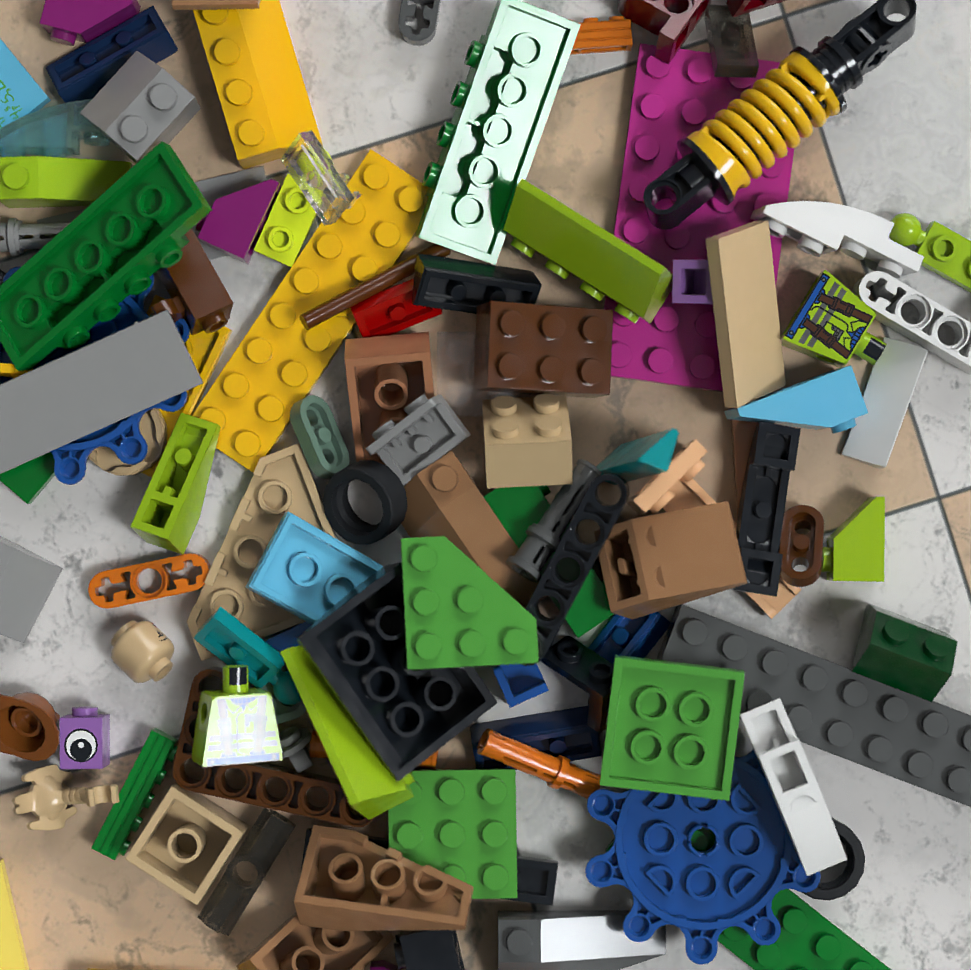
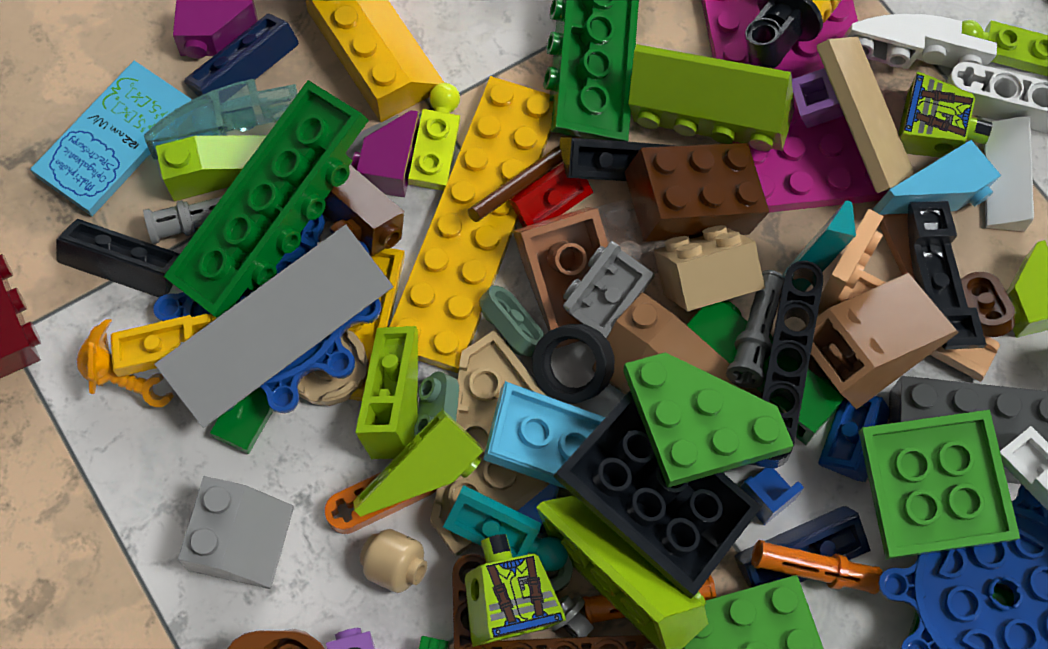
camera: 15 degrees left, 20 degrees down
(141, 107) = (279, 71): light grey slope -> none
(189, 575) = (428, 462): none -> lime slope
(219, 515) = (436, 393): none -> sand green plate
(318, 178) = (453, 98): clear plate -> none
(587, 672) = (842, 463): black bracket -> none

